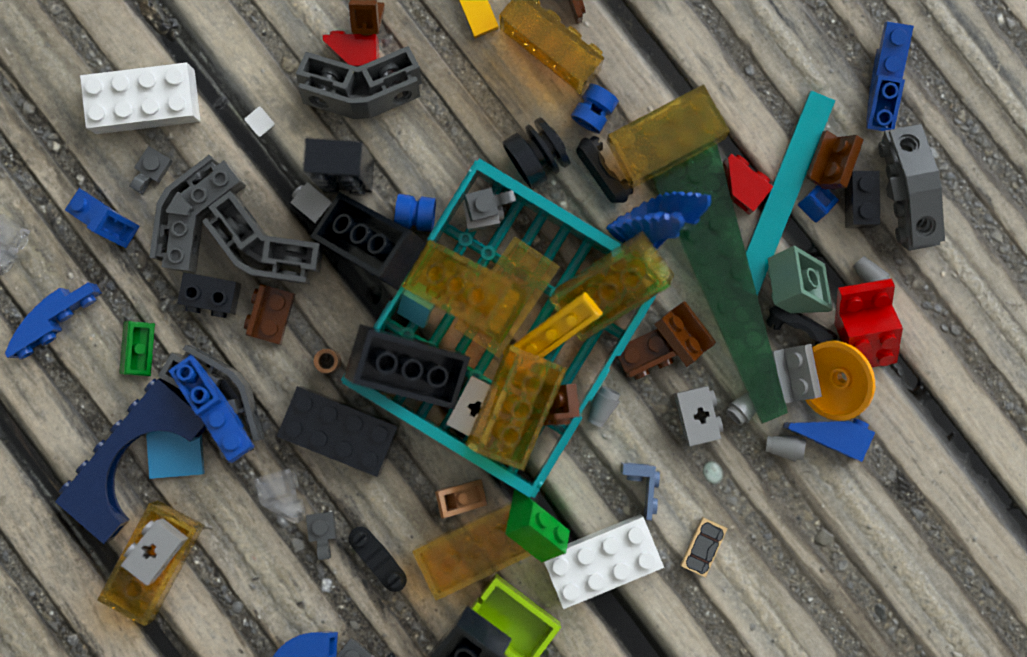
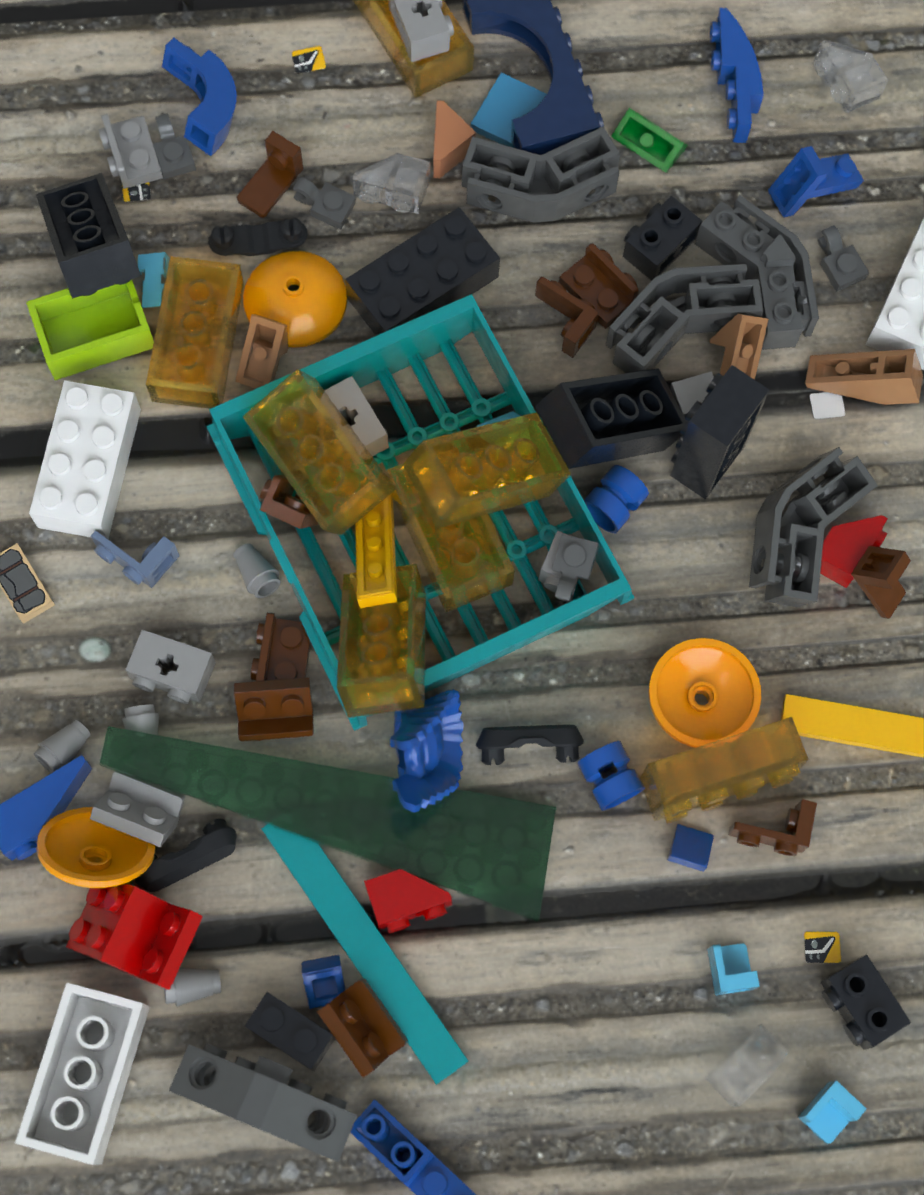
camera: 120 degrees right, 15 degrees down
(212, 407) = (531, 155): blue slope -> none
(220, 618) = (308, 59): none -> sticker
(223, 478) = (451, 139): none -> nougat slope
(226, 105) = (868, 376): none -> medium nougat slope
(260, 192) = (742, 342): none -> medium nougat slope
(313, 308) = (580, 311): none -> reddish brown bracket
(318, 357) = (507, 300): medium nougat beam -> none
(329, 579) = (273, 177): none -> reddish brown bracket
(406, 367) = (442, 367): black brick -> none
(408, 488) = (310, 311): none -> light orange dish
(442, 613) = (152, 267): none -> medium azure piece
(513, 64) = (706, 669): none -> light orange dish
(535, 529) = (171, 403): green slope -> none
(536, 152) = (598, 669): black wheel -> none
(606, 37) = (691, 848): none -> blue slope
(667, 136) = (521, 832): clear yellow brick -> none
(799, 282) = (241, 883): sand green slope -> none
(962, 299) = (83, 1074): none -> white brick

